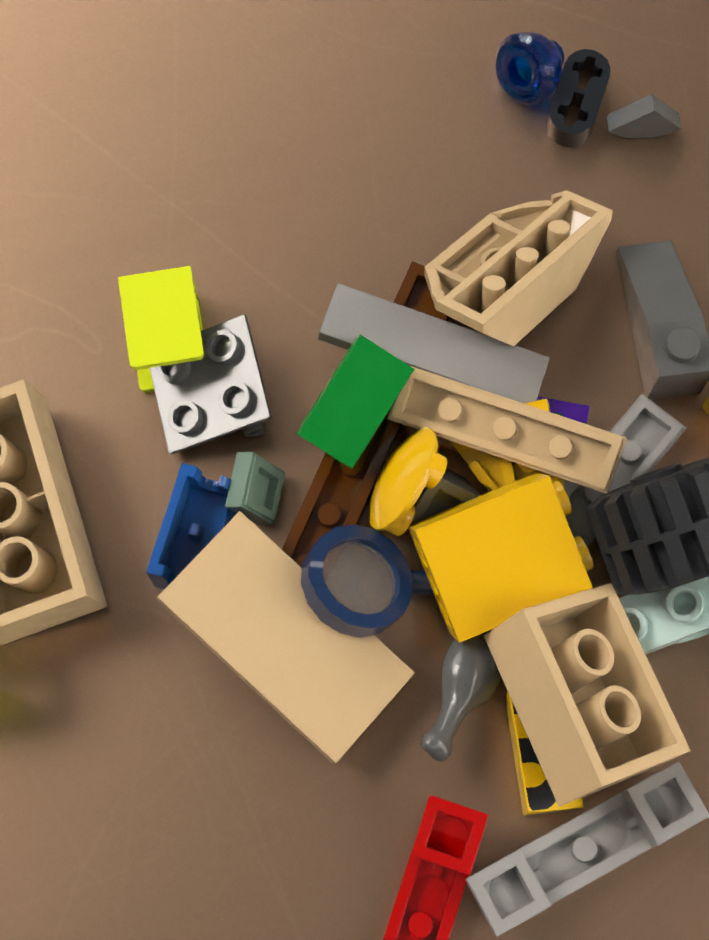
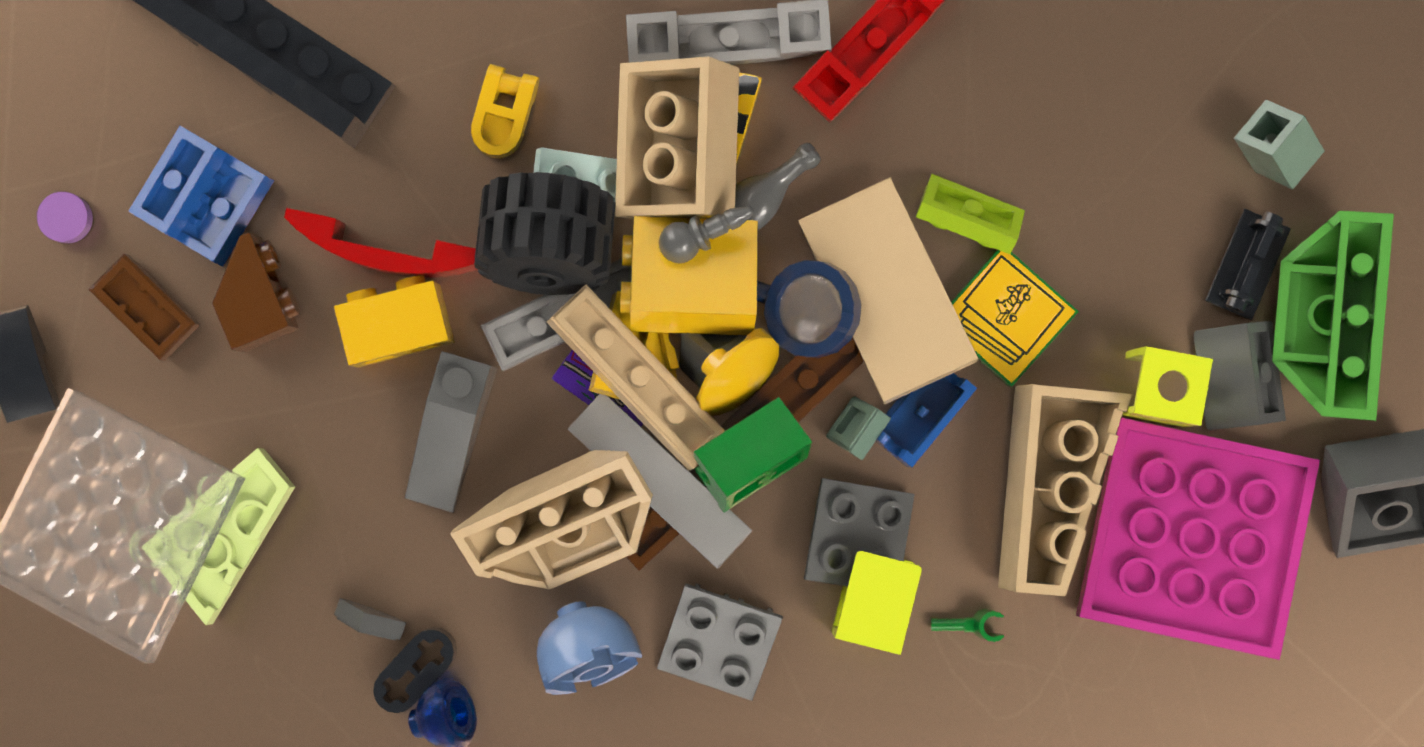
camera: 155 degrees left, 15 degrees up
(57, 356) = (969, 624): none -> green hand
(144, 678) = (1010, 315): none -> yellow tile
(229, 766) = (970, 214): none -> lime plate
(303, 236) = (719, 641): none -> hinge
(432, 172) = (585, 647): none -> medium blue cylinder
(528, 578) = (681, 240): none -> dark grey bar

